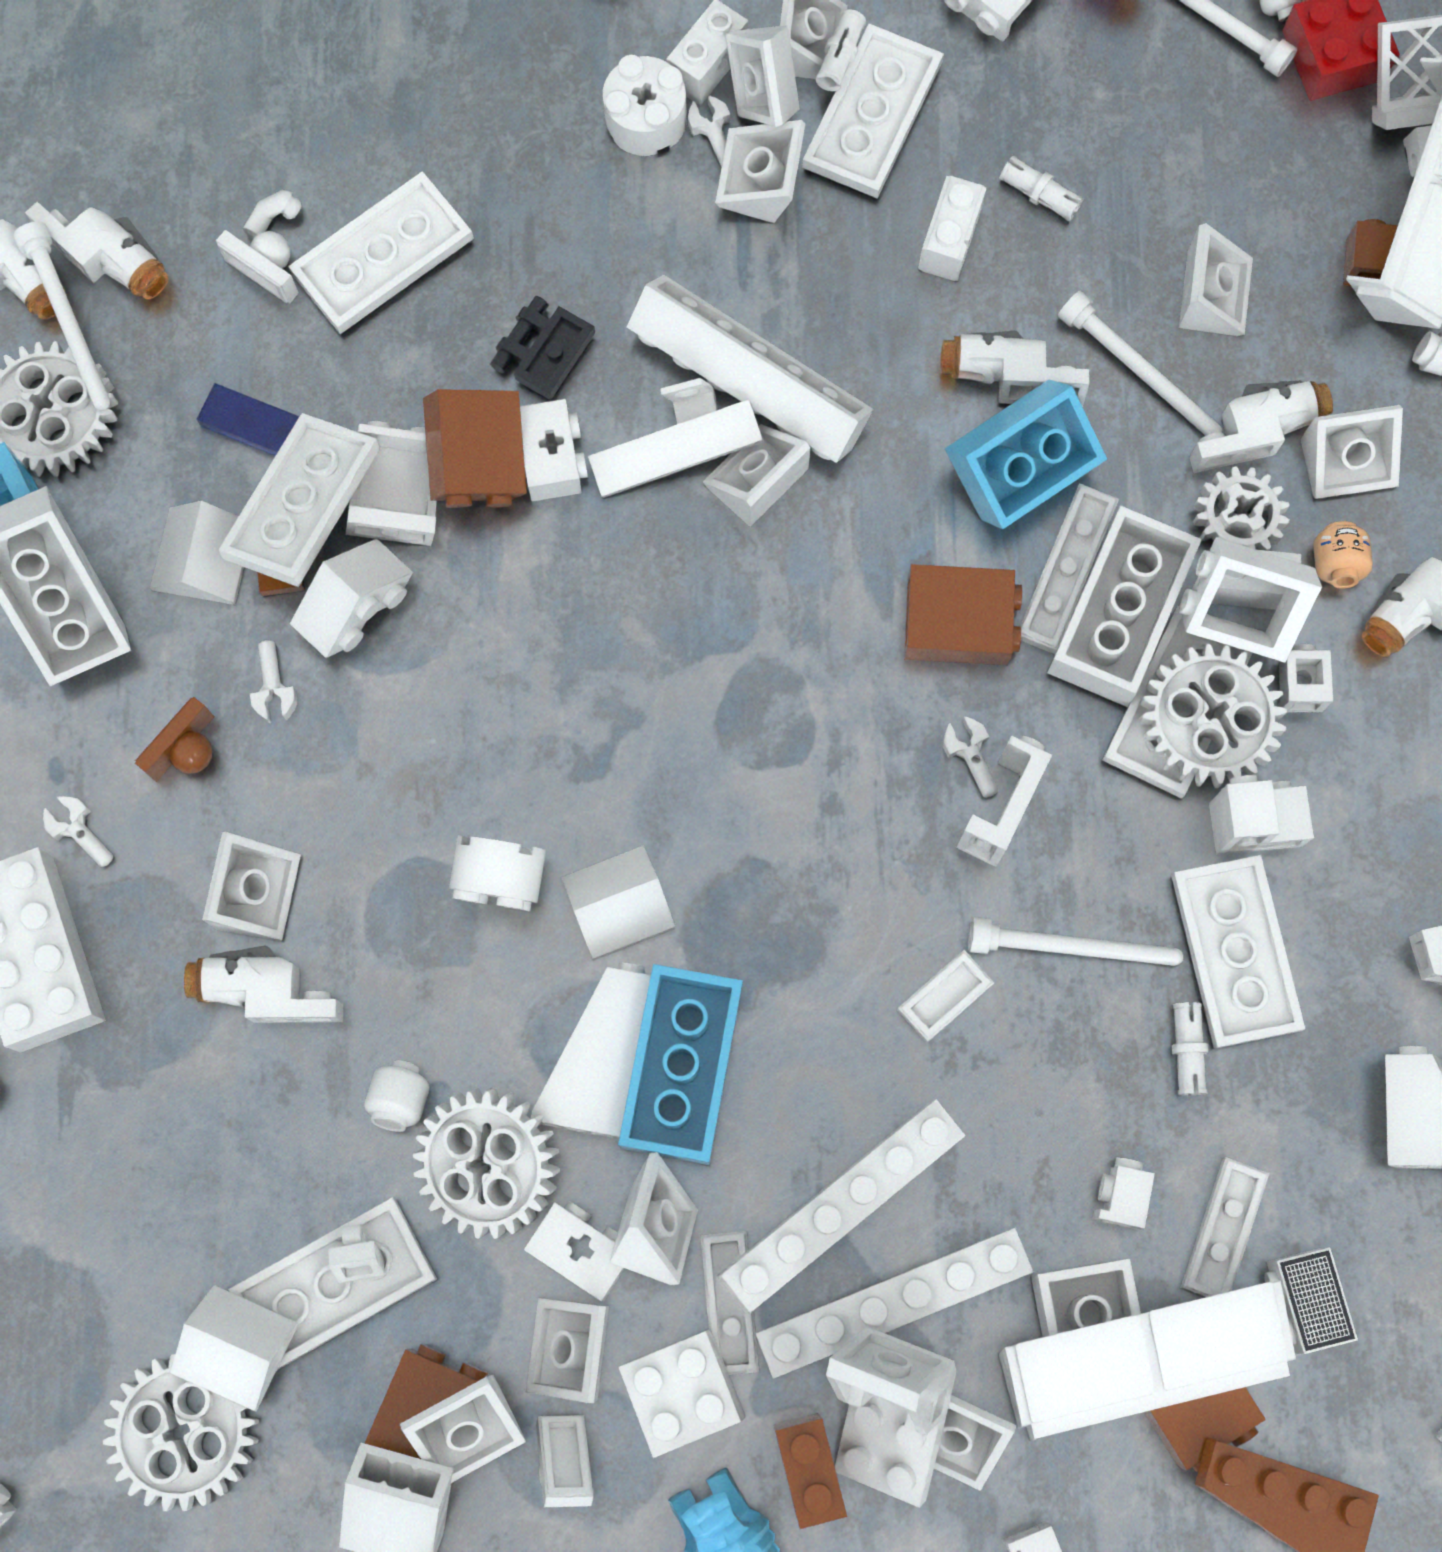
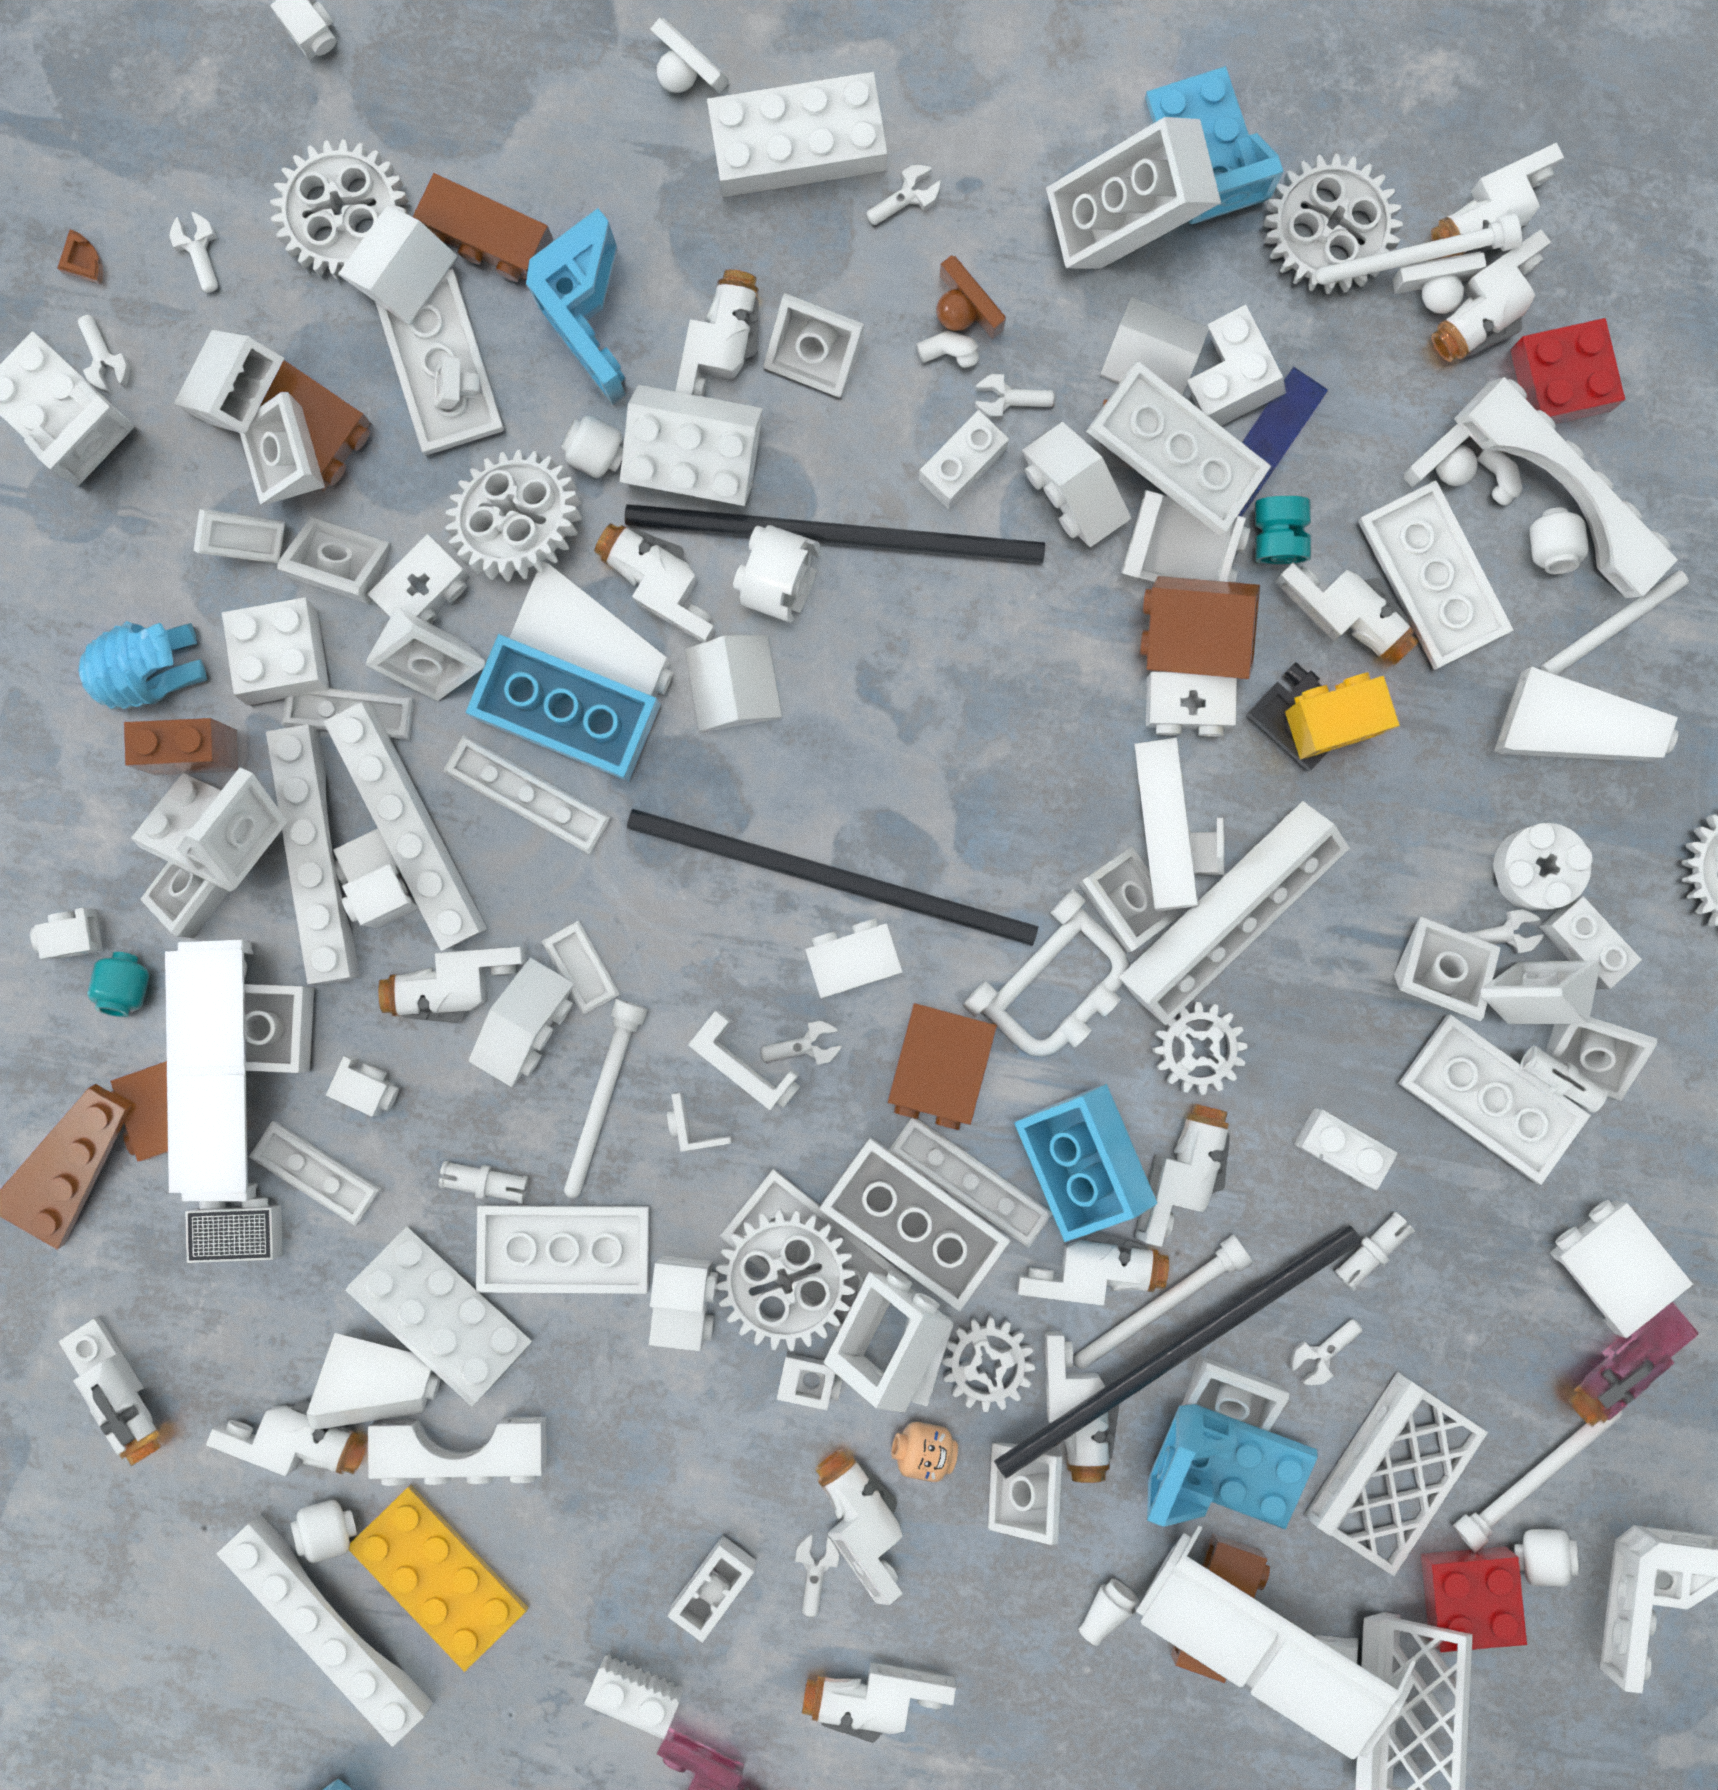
camera: 110 degrees right, 10 degrees up
(89, 298) = (1440, 280): none -> white tile
(163, 168) = (1569, 371): none -> red brick
(179, 1264) = (481, 227): none -> dark orange brick
(204, 457) = (1245, 376): none -> white brick
(209, 1143) = (571, 287): none -> medium azure bracket
(226, 754) = (952, 344): none -> white arm
(322, 89) = (1624, 546): none -> white arch
(328, 147) = (1559, 541): none -> white head
(345, 713) = (963, 459): none -> white brick
(362, 395) = (1283, 530): none -> teal wheel
(378, 987) = (690, 444): none -> white brick
(399, 89) = (1616, 623): none -> white bar
(428, 320) = (1353, 604): none -> white plate
(443, 834) = (838, 533): none -> black piece
(497, 108) = (1578, 721): none -> white slope
(520, 994) = (661, 574): none -> white plate
(539, 296) = (1342, 717): none -> yellow brick
(777, 1091) = (527, 794): none -> white tile
(796, 766) = (832, 877): none -> black piece
(857, 479) = (1074, 1026): none -> white bar
(875, 720) = (853, 959): none -> white brick
(878, 361) = (1213, 1034): none -> white gear
(904, 1226) = (372, 882): none -> white brick
(1000, 1122) = (451, 989): none -> white plate
(1019, 1037) = (521, 1023): none -> white brick
(1080, 1490) = (118, 985): none -> teal head
(1084, 858) = (679, 1127): none -> white bracket
(1126, 433) = (1095, 1264): none -> white plate
(1149, 217) = (1324, 1353): none -> white bar
(1188, 340) = (1177, 1352): none -> black piece
(1234, 156) = (1372, 1447): none -> white fence
(1278, 279) = (1229, 1464): none -> medium azure bracket
(1340, 1062) = (438, 1316): none -> white plate

